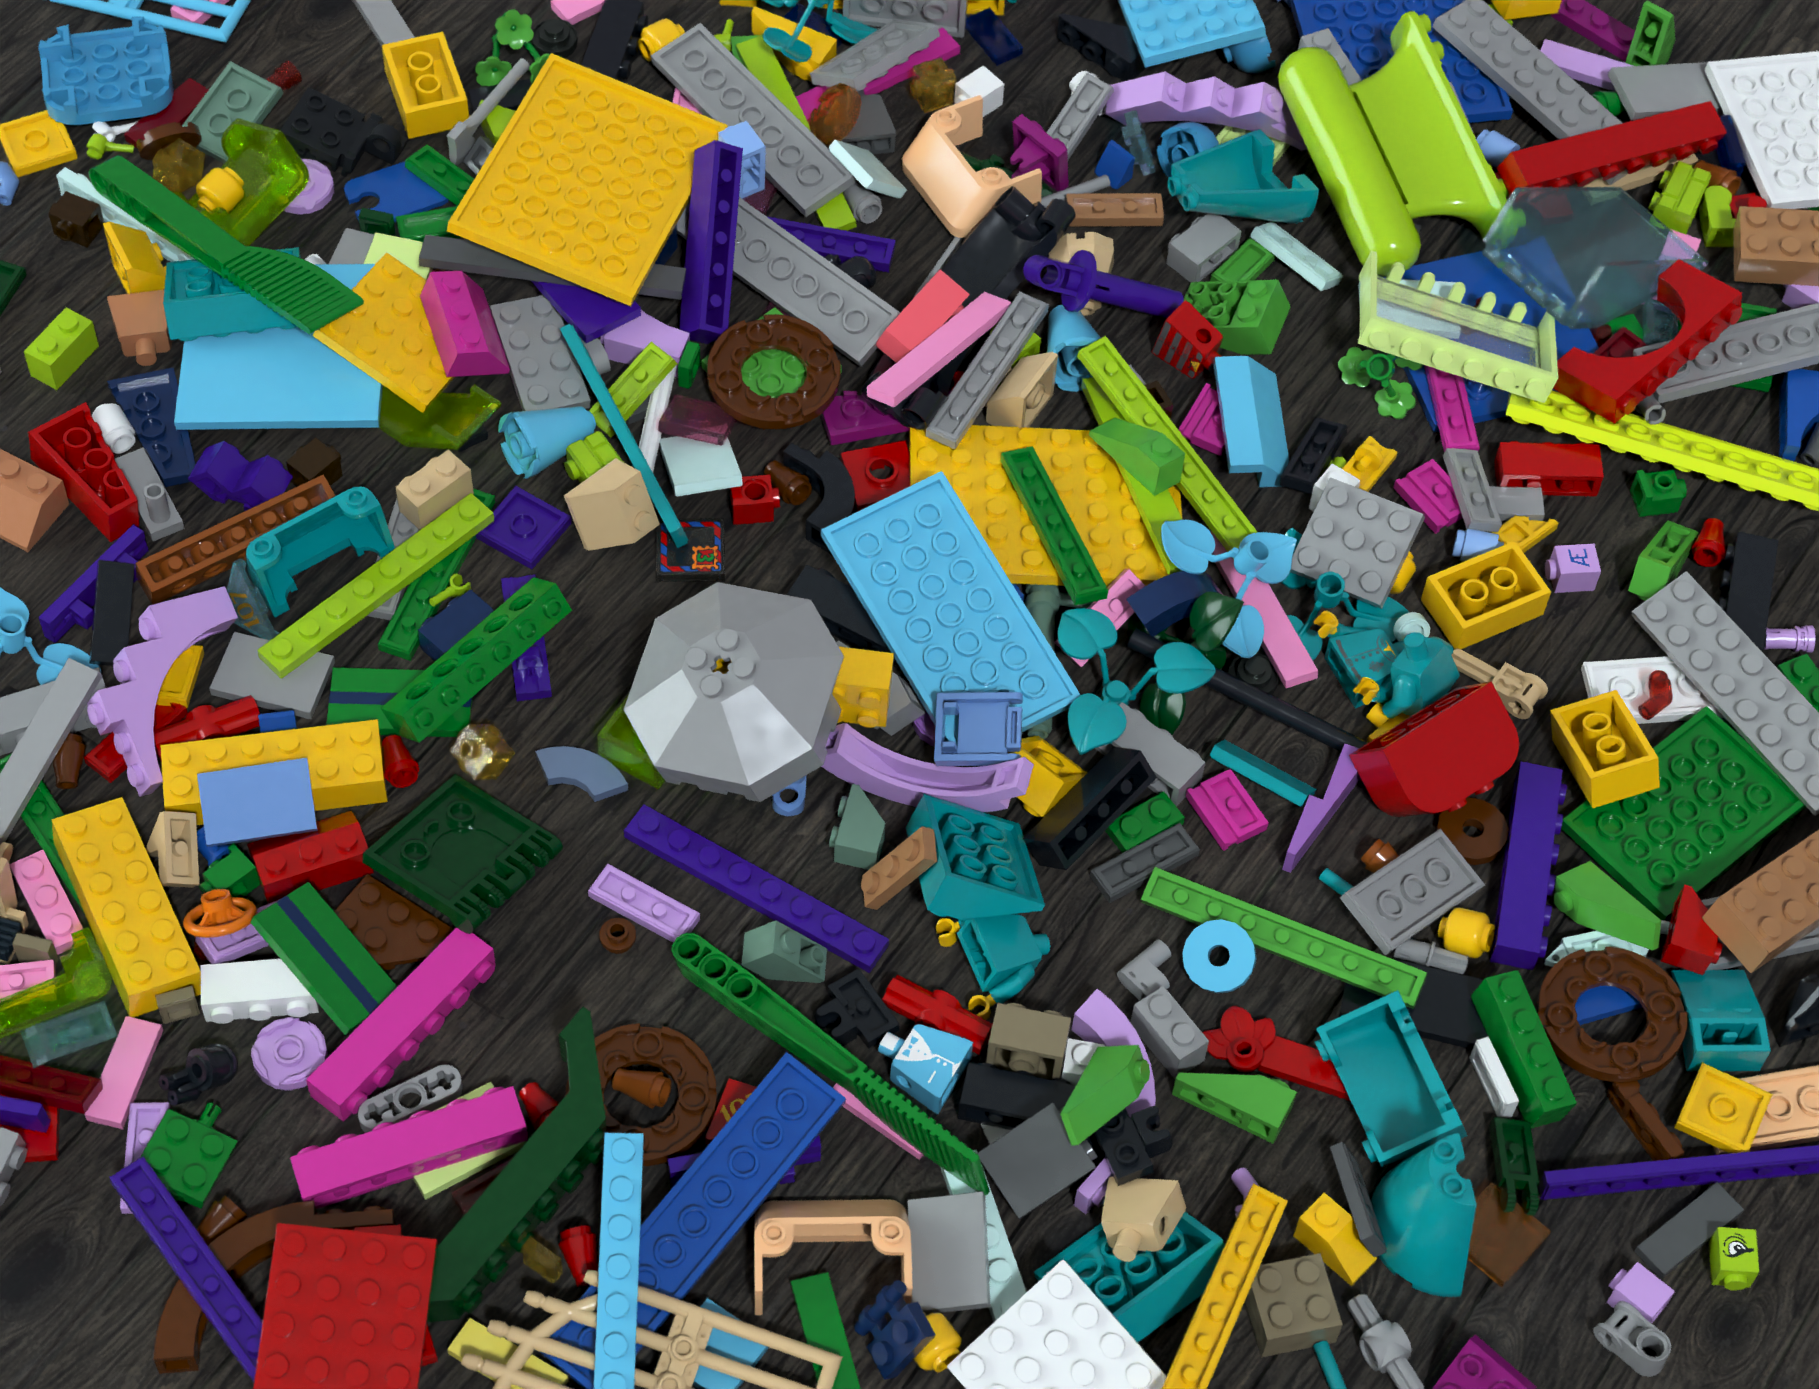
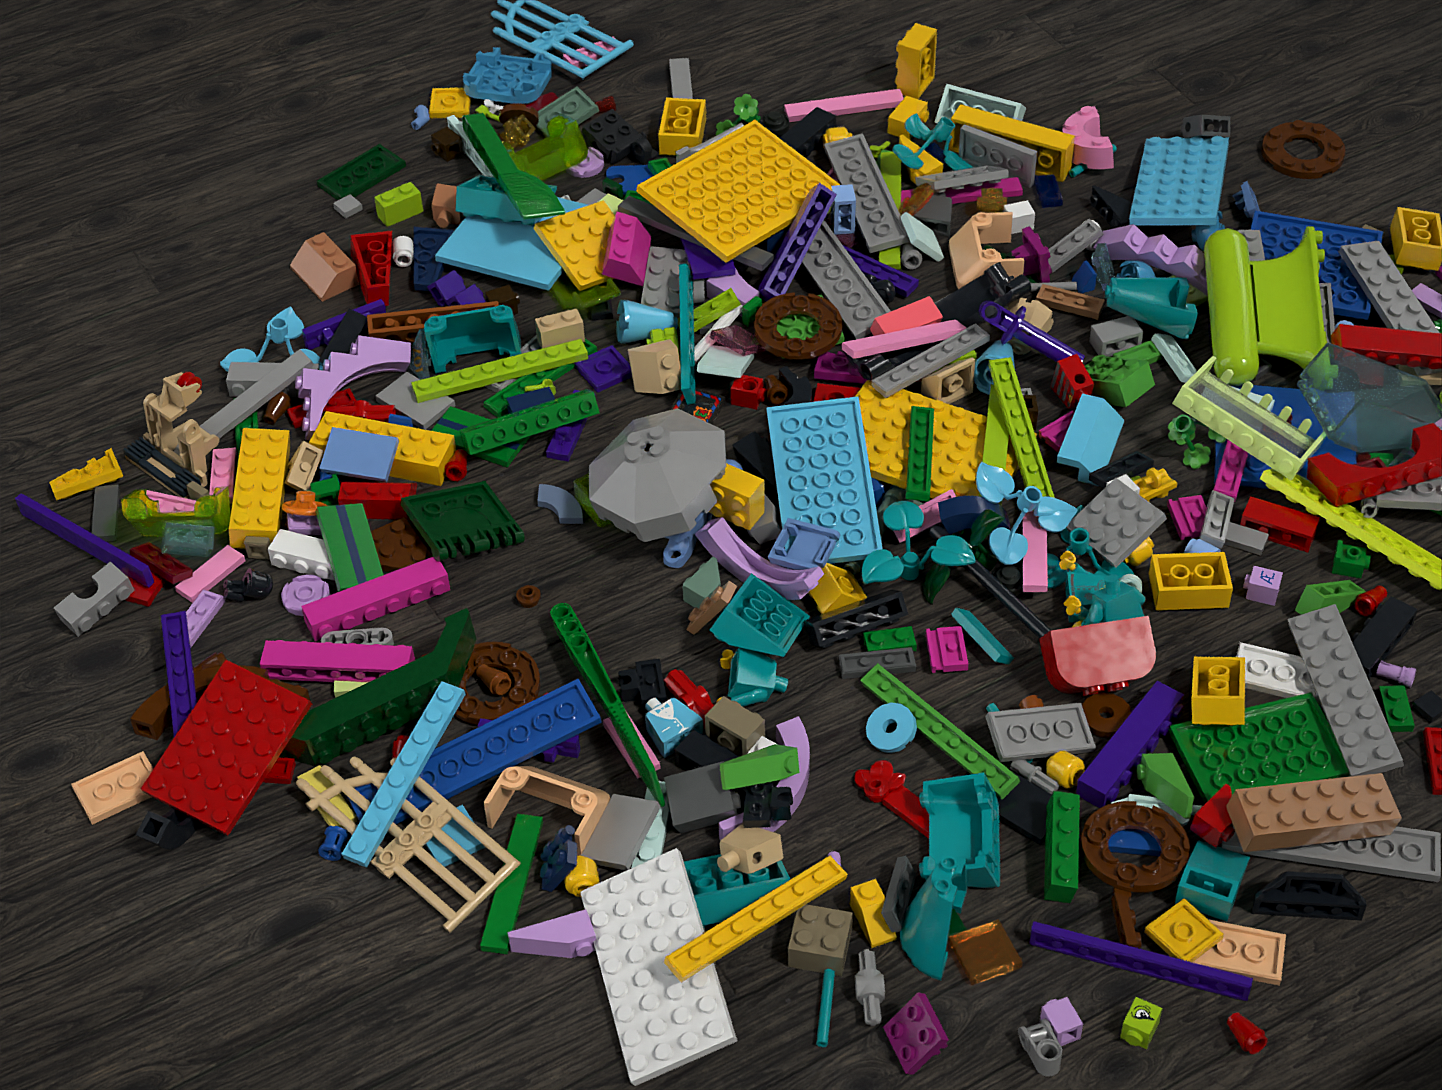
camera: 30 degrees right, 10 degrees down
(135, 258) = (463, 165): yellow slope -> none
(154, 502) = (403, 289): light grey piece -> none
(181, 678) = (363, 386): yellow tile -> none
(189, 1154) = (216, 626): green plate -> none
(220, 189) = (532, 147): yellow head -> none
(482, 751) = (506, 473): clear yellow brick -> none
(542, 1260) = (378, 749): clear yellow tile -> none
(643, 904) = (553, 583): lavender tile -> none
(756, 888) = (627, 599): dark purple plate -> none
(783, 954) = (619, 636): sand green slope -> none
(1141, 973) = (837, 723): light grey piece -> none
(1142, 452) = (1000, 431): bright green slope -> none
(1169, 1032) = (833, 759): light grey brick -> none
(1170, 761) = (919, 601): light grey brick -> none
(1242, 1100) = (858, 813): bright green slope -> none
(1319, 811) = (1004, 670): medium lavender slope -> none
(1493, 1078) = (1034, 859): white tile -> none
(1509, 682) = (1176, 639): tan connector -> none
(1515, 1163) = (1019, 911): dark green hinge -> none
(1525, 531) = (1241, 557): yellow tile -> none
(1660, 695) = (1280, 676): clear red arm -> none
(1688, 1230) = (1119, 997): dark grey tile -> none

